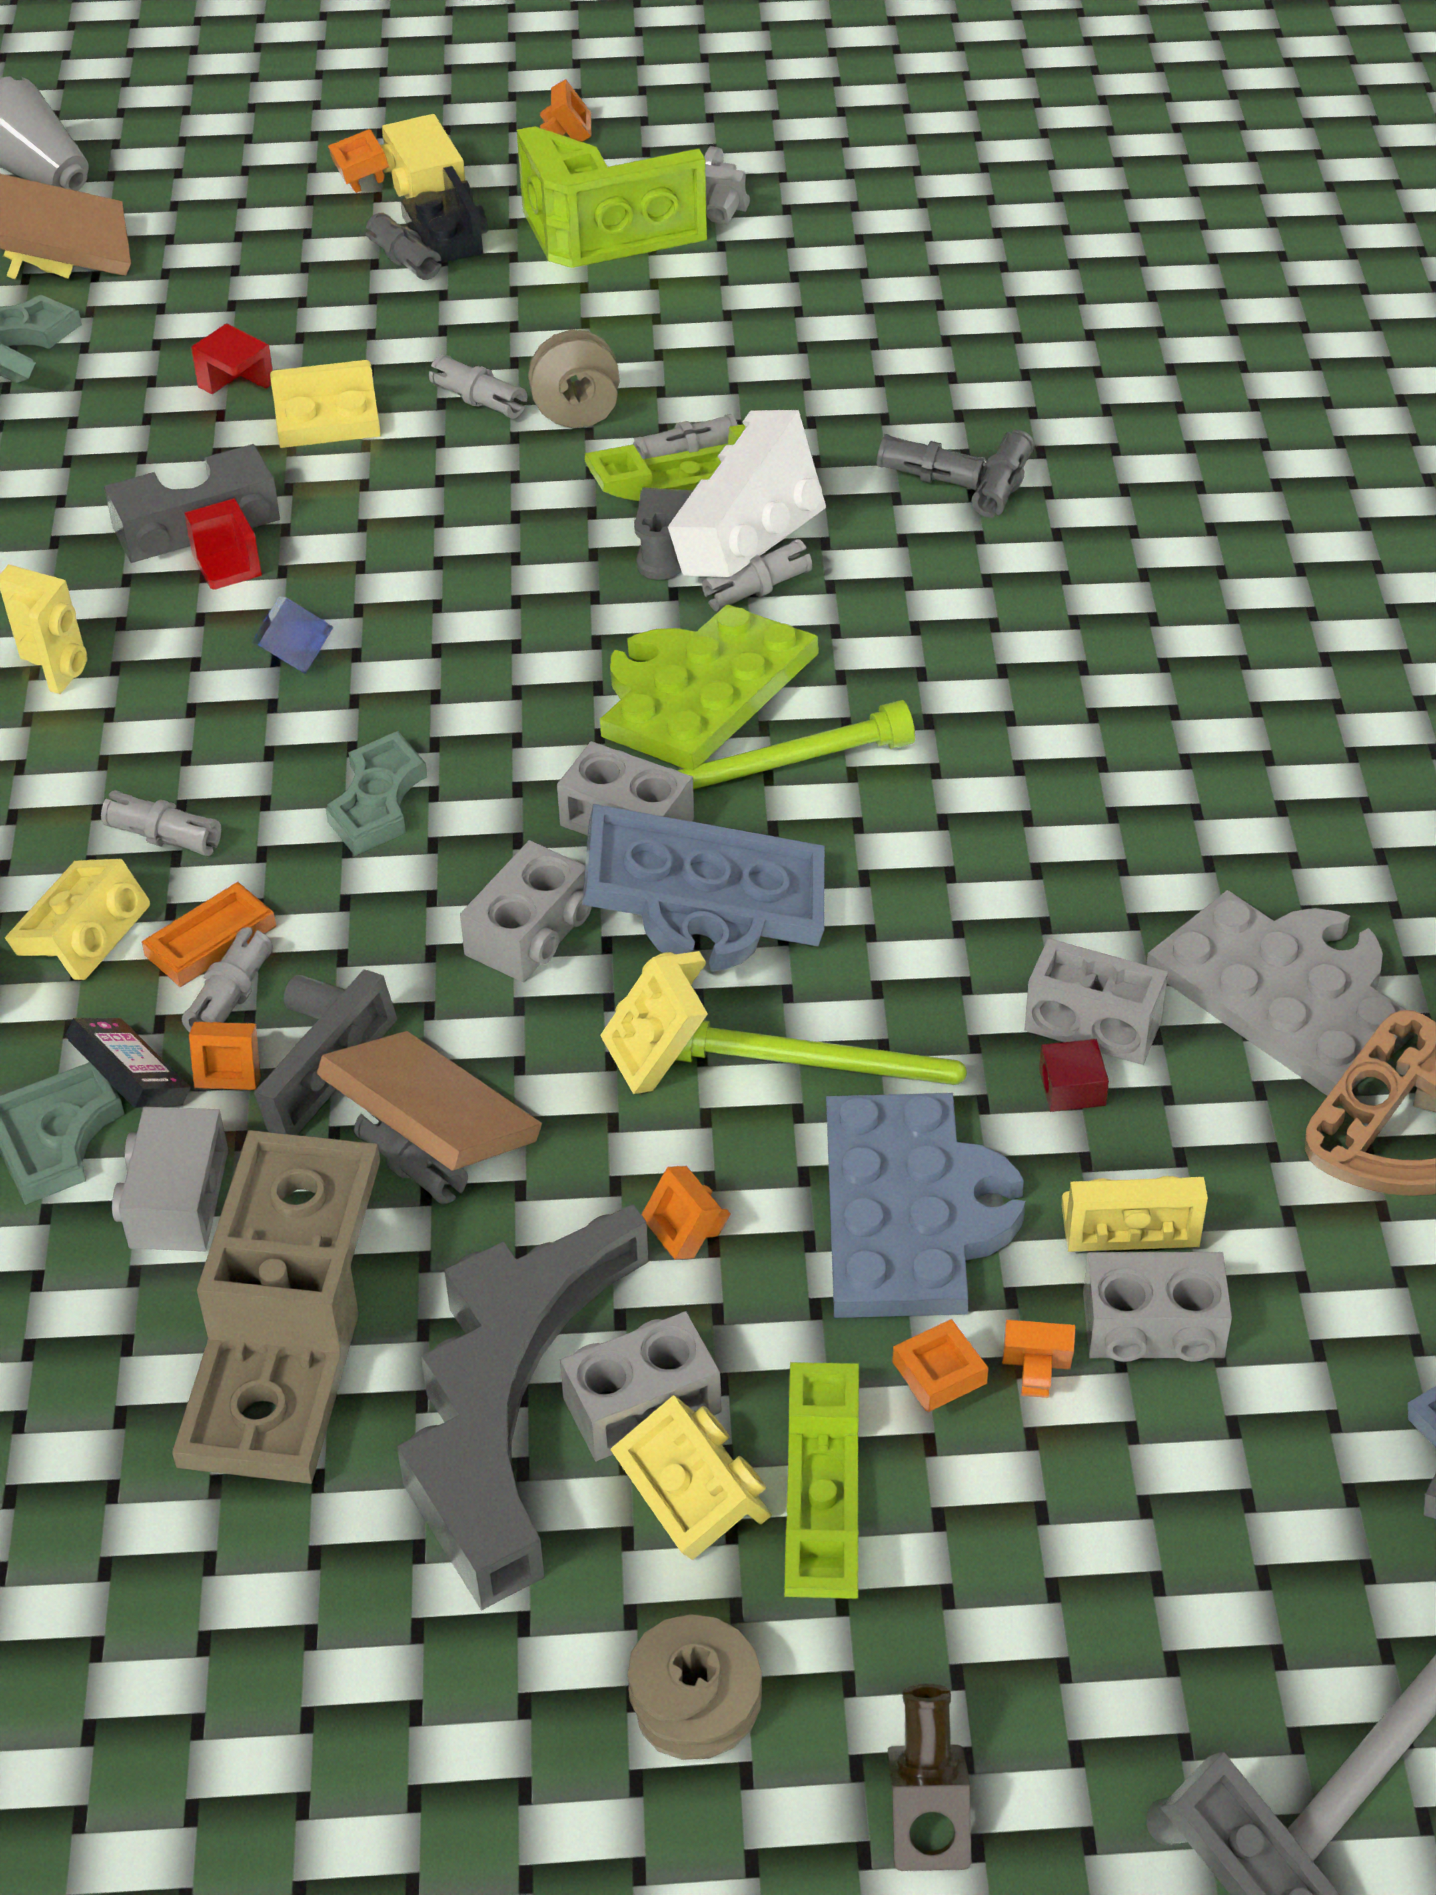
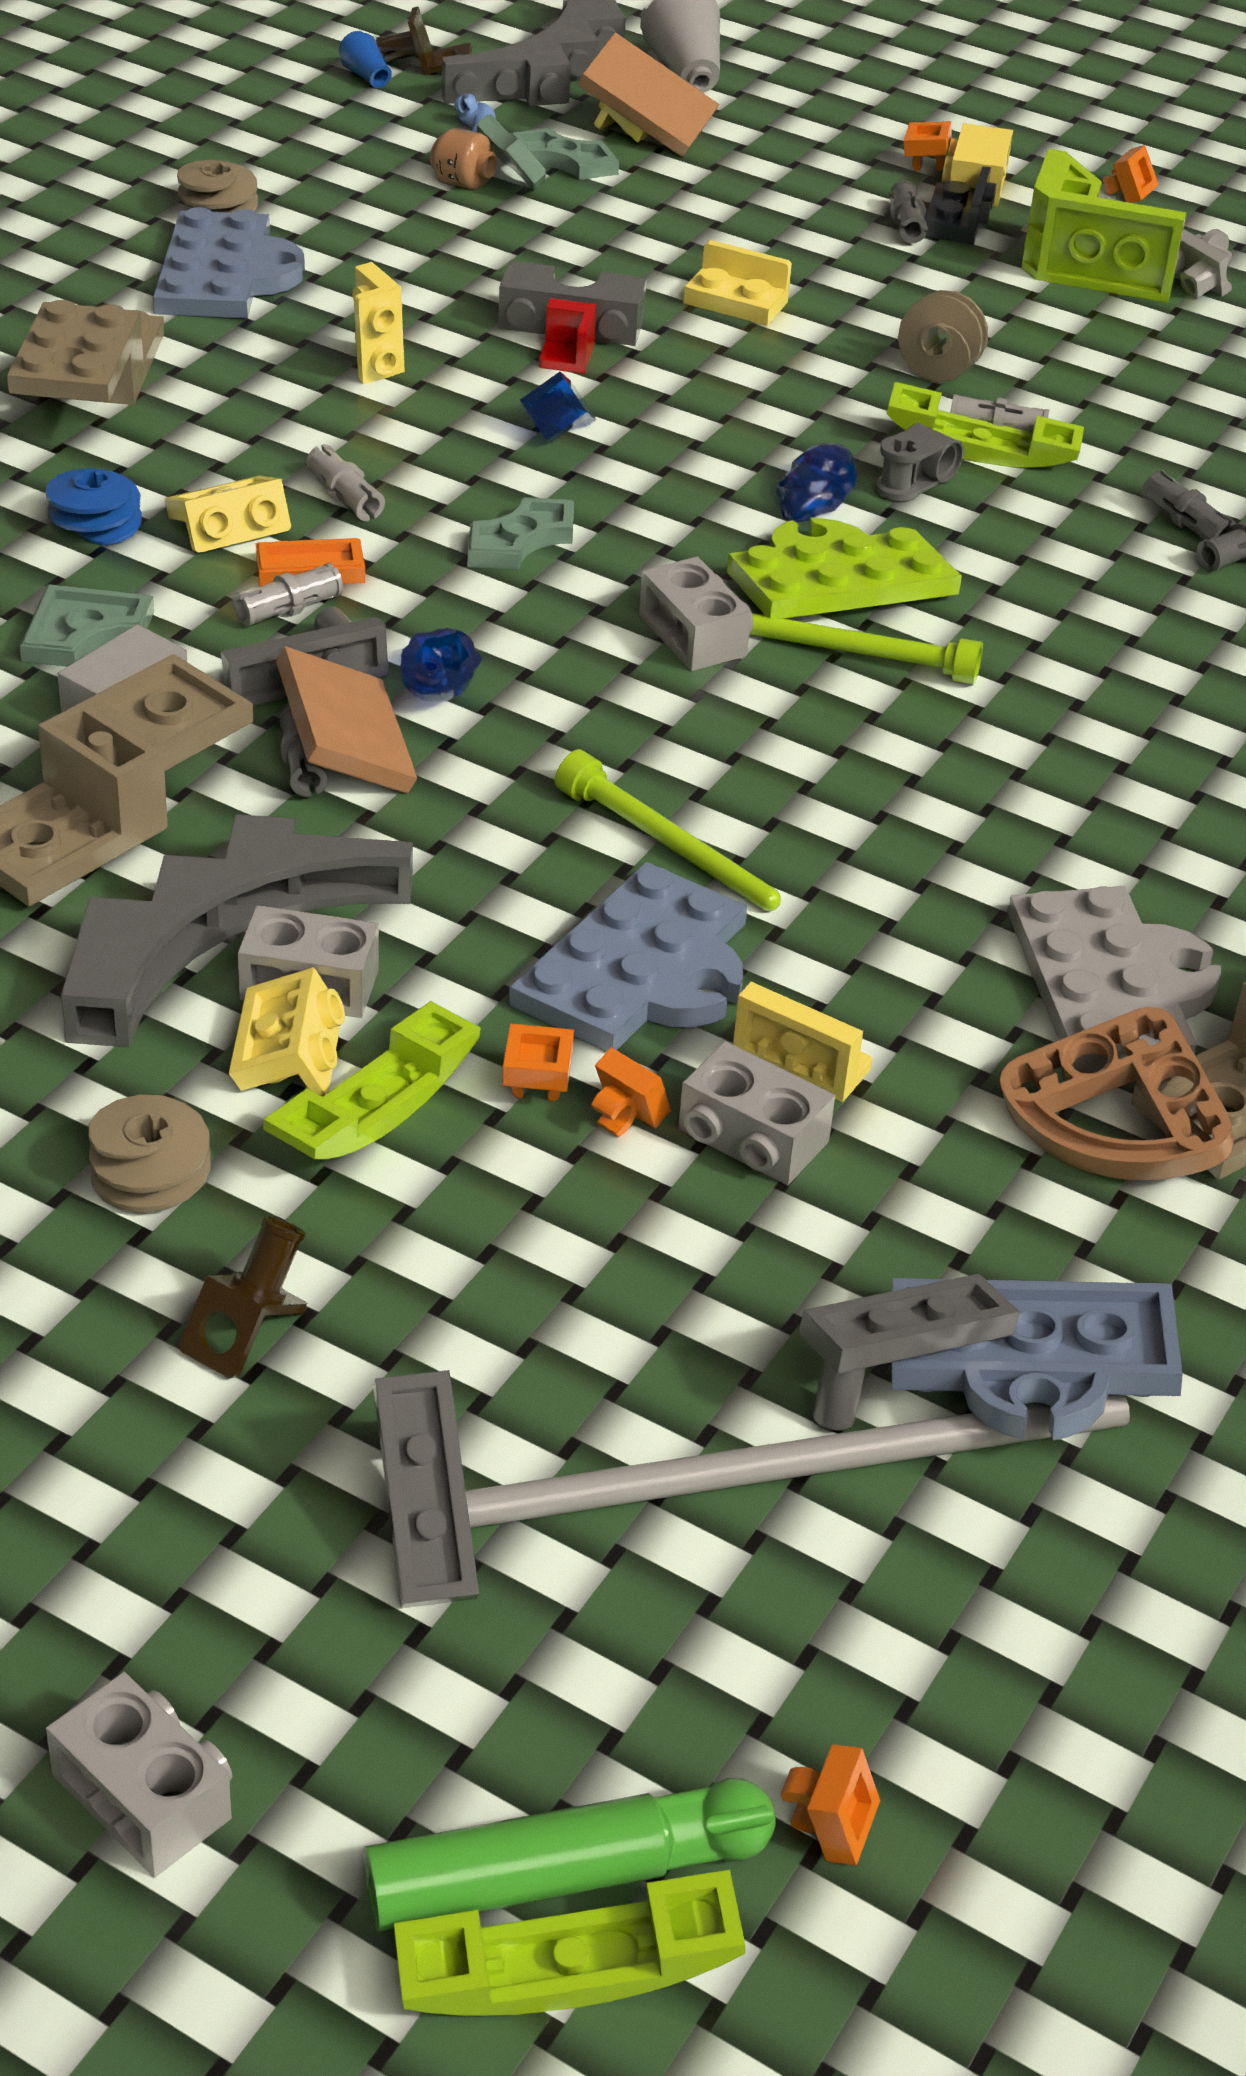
camera: 30 degrees right, 5 degrees down
(127, 1062) = (167, 603): tile -> none
(224, 1055) = (235, 624): orange tile -> none
(228, 355) = (691, 225): red panel -> none
(452, 985) = (439, 664): none -> clear blue arm
(478, 386) = (868, 318): light grey pin -> none
(525, 911) = (544, 645): light grey brick -> none
(593, 595) = (817, 482): none -> clear blue arm
(656, 1019) = (561, 729): light yellow bracket -> none
(683, 1213) = (460, 878): orange tile -> none
(704, 883) = (691, 683): sand blue plate -> none
(752, 498) = (996, 460): white wedge -> none
(758, 575) = (961, 521): light grey pin -> none
(1073, 1075) = (860, 944): dark red piece -> none
(1095, 996) = (920, 896): light grey brick -> none

